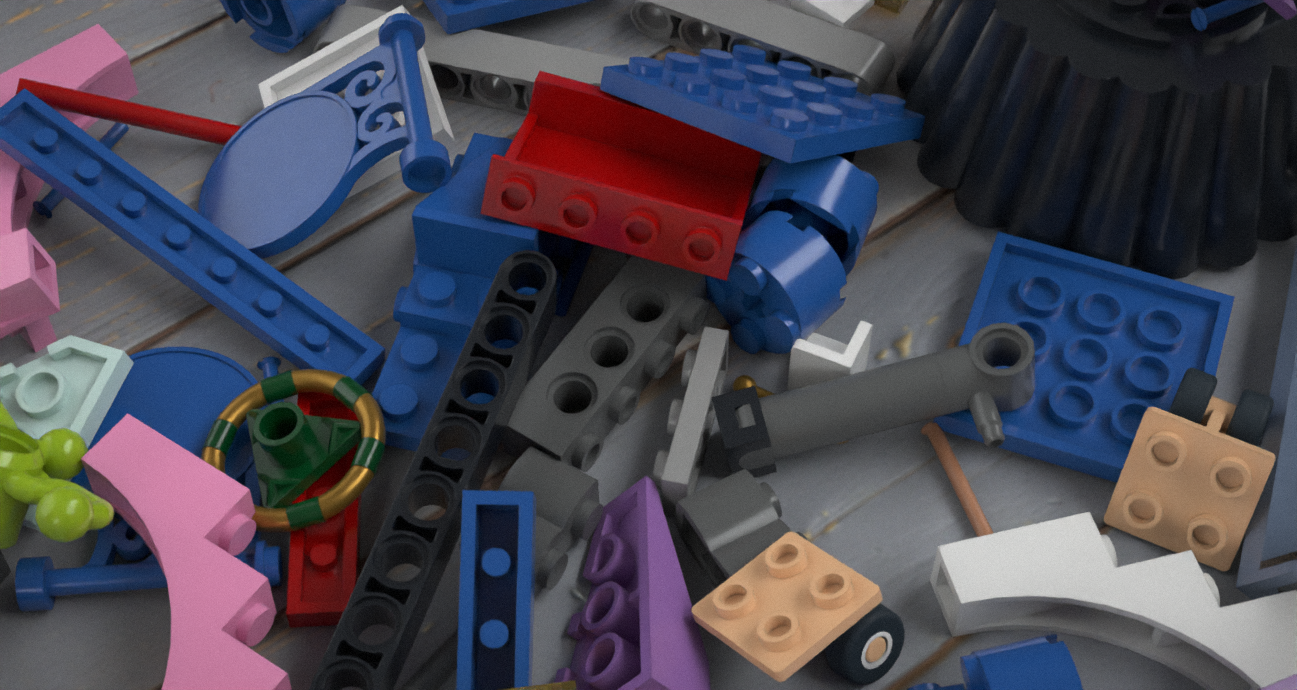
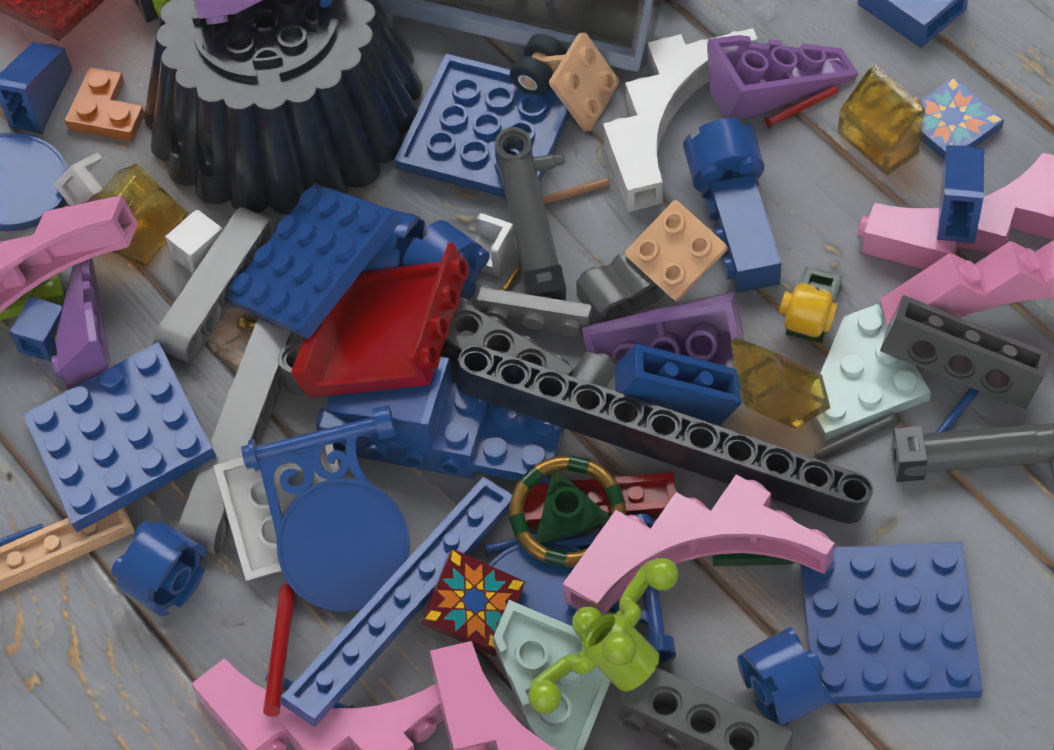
camera: 85 degrees left, 5 degrees up
(160, 320) = (470, 600): none -> tile

